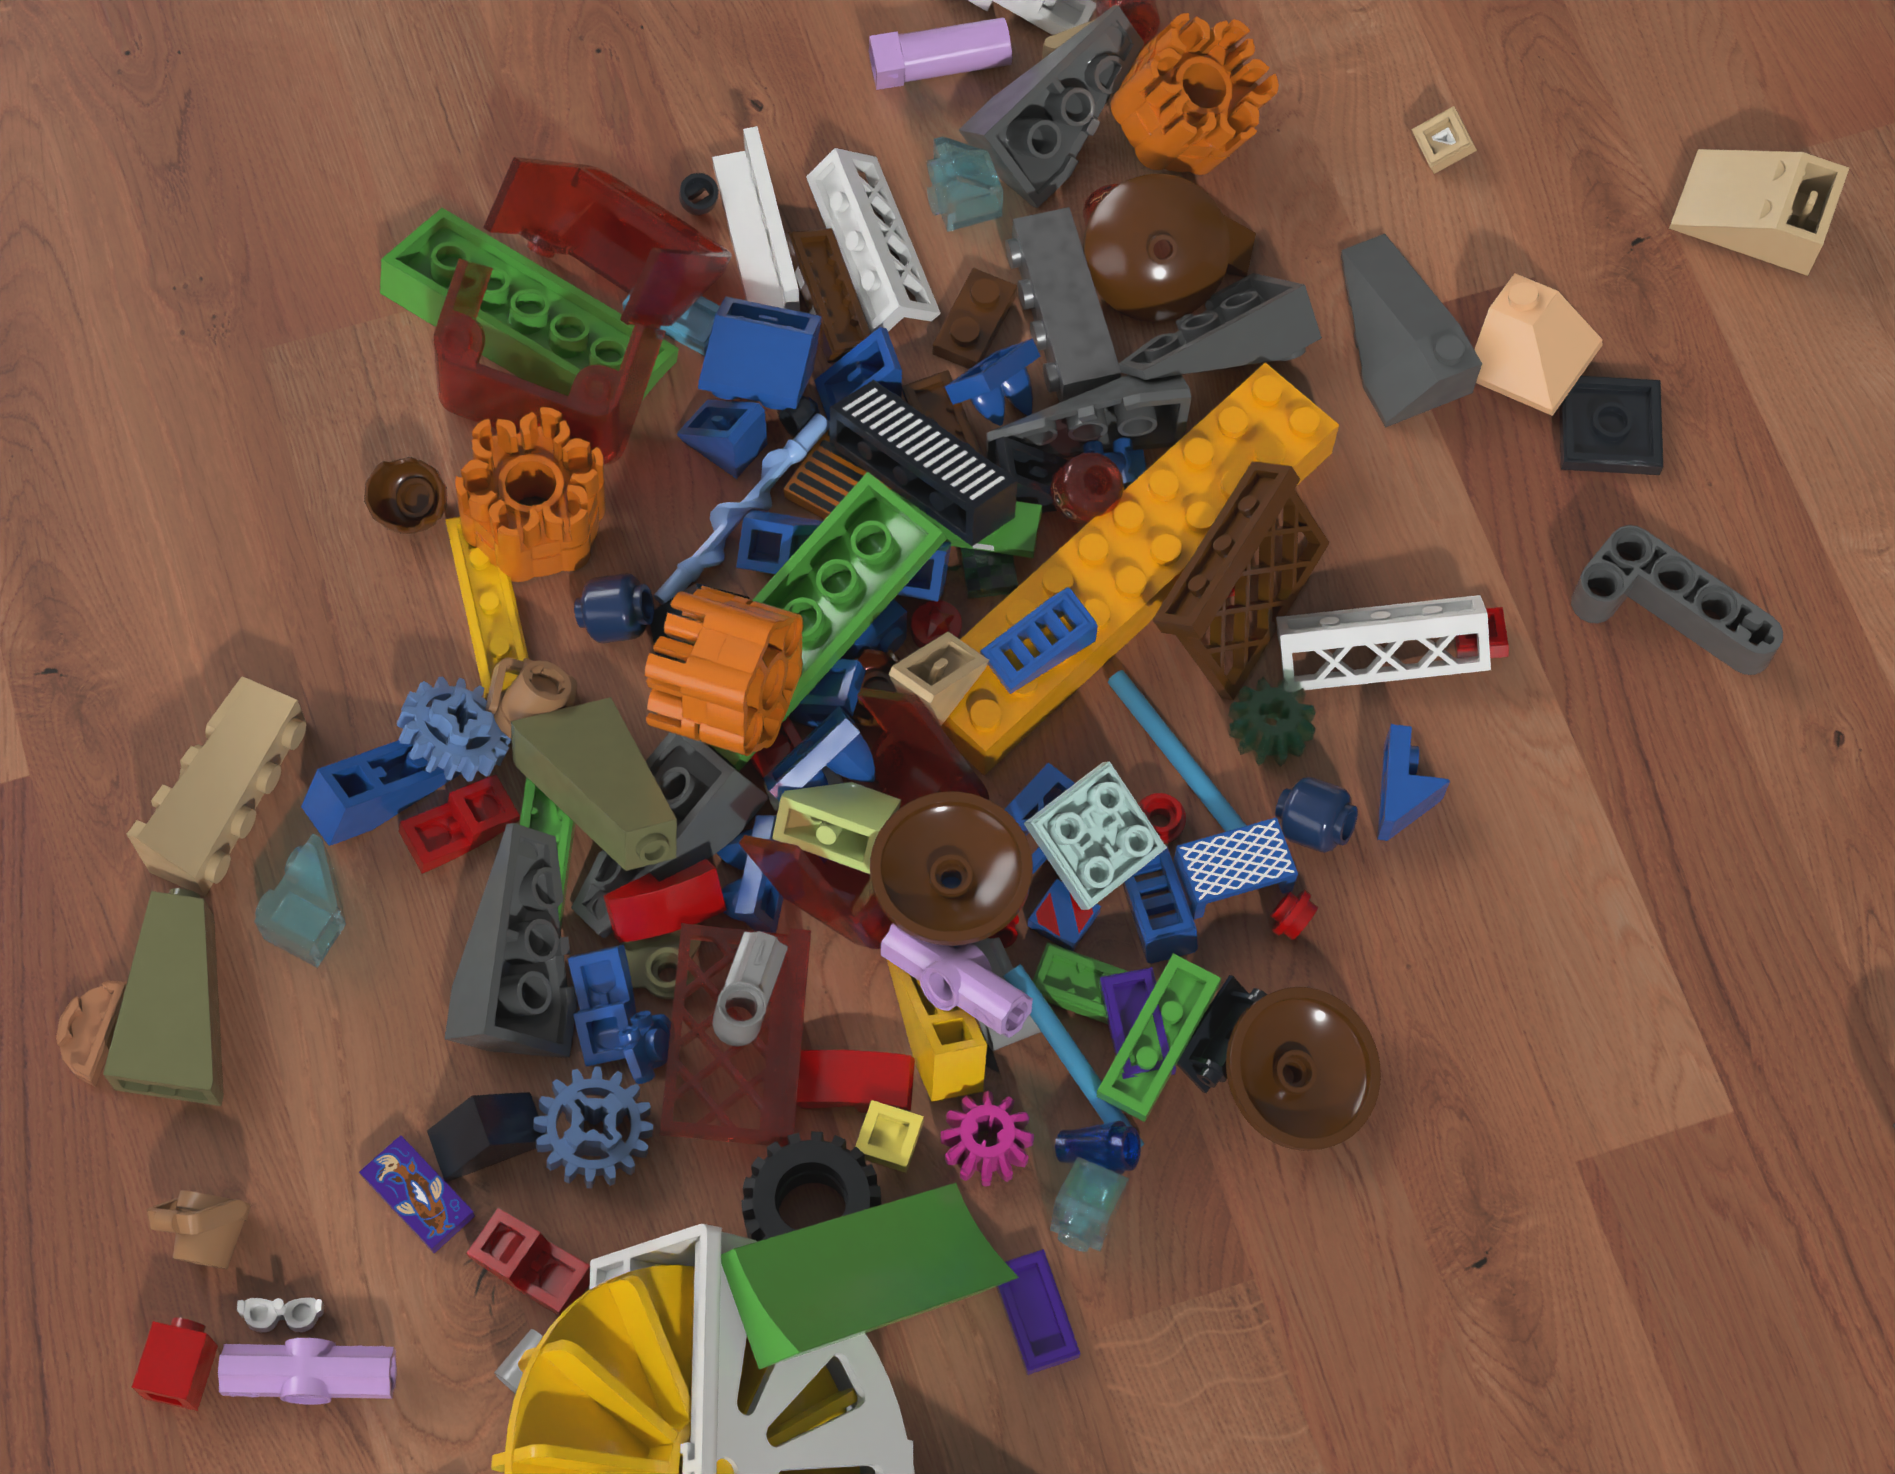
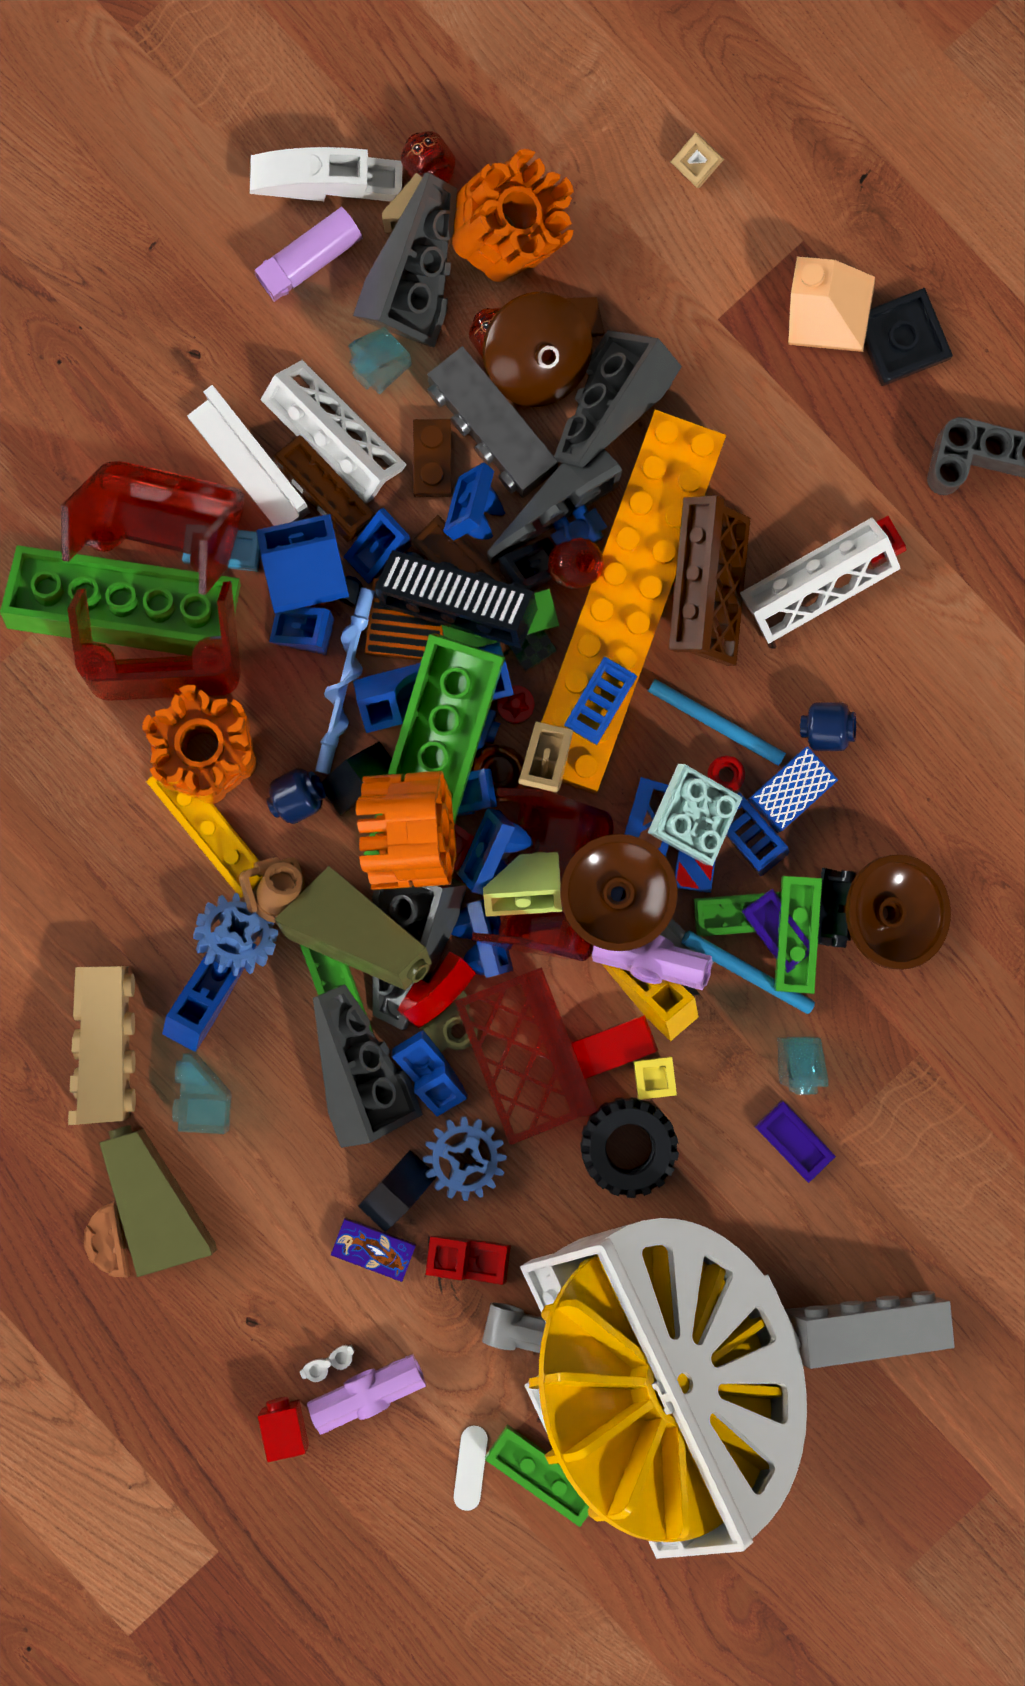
camera: 25 degrees left, 20 degrees up
(203, 1225) = (254, 1338): medium nougat piece -> none
(406, 495) = (112, 781): reddish brown hair -> none
(460, 825) = (270, 993): red slope -> none
(645, 1044) = (472, 1091): blue piece -> none
(694, 186) = (201, 454): black hinge -> none
(749, 987) = (521, 1023): light grey piece -> none
(859, 1273) = (696, 1199): bright green arch -> none
(990, 1118) = (728, 1044): dark pink gear -> none
(1106, 1145) = (792, 1021): clear blue cone -> none
(1287, 708) = (760, 663): clear green gear -> none
(1293, 914) = (843, 803): red plate -> none
(1404, 793) = (876, 687): blue slope -> none
(1405, 336) = (735, 333): dark grey wedge -> none
(1761, 203) = (942, 113): tan slope -> none

